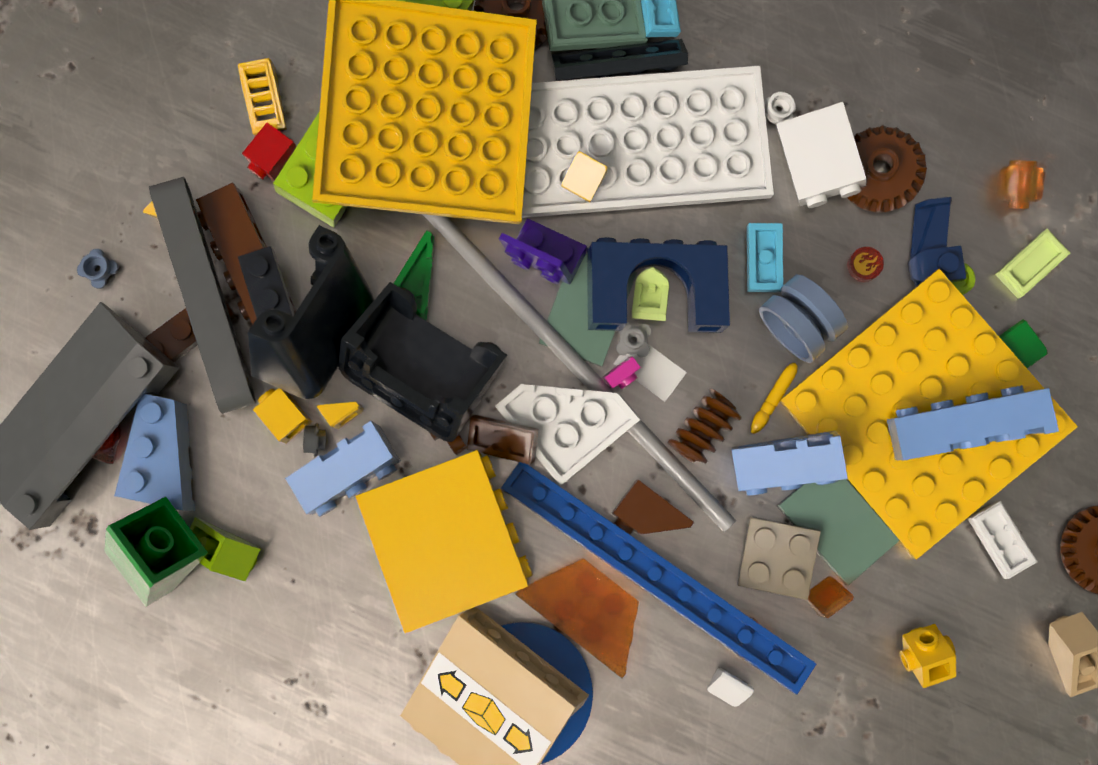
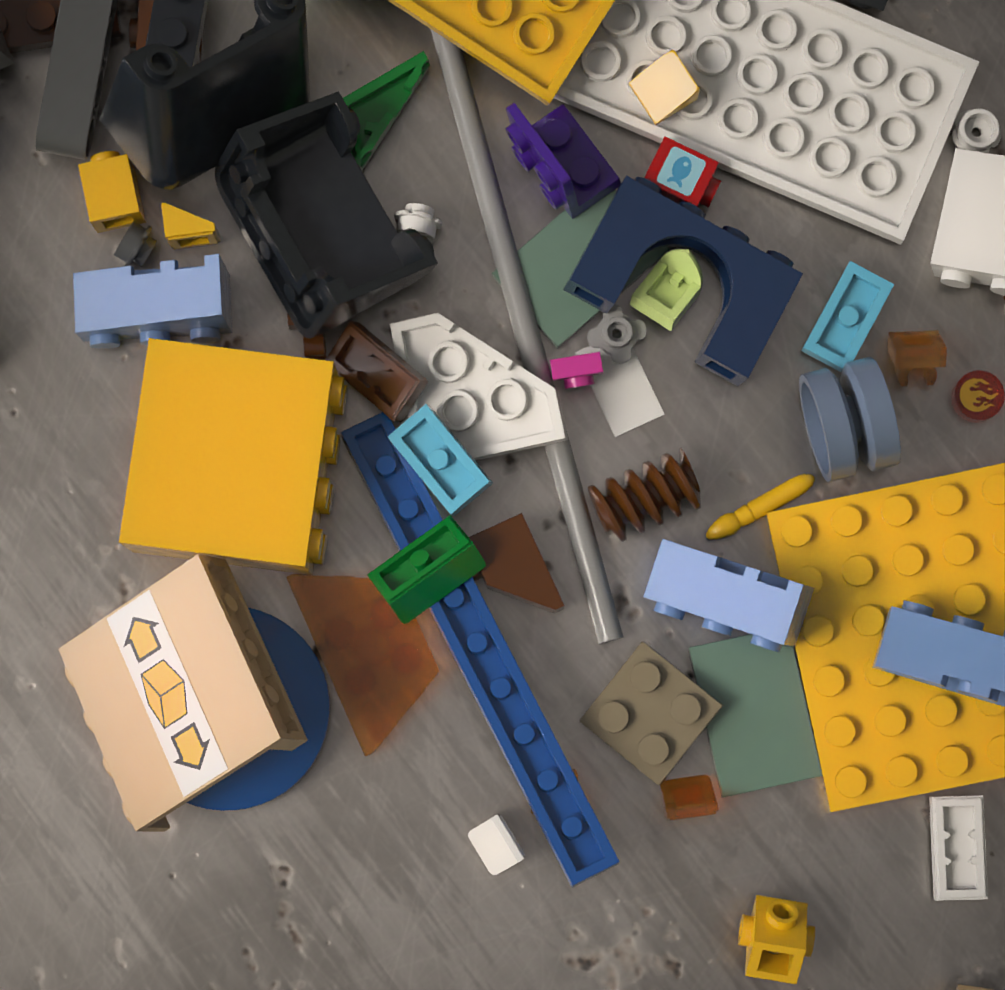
camera: 30 degrees right, 0 degrees up
(477, 333) = (418, 217): none -> white plate
(571, 473) = (440, 460): none -> medium azure plate
(600, 545) = (427, 569): none -> green slope
(622, 222) = (684, 174): none -> brick
(816, 256) = (917, 350): none -> clear orange tile

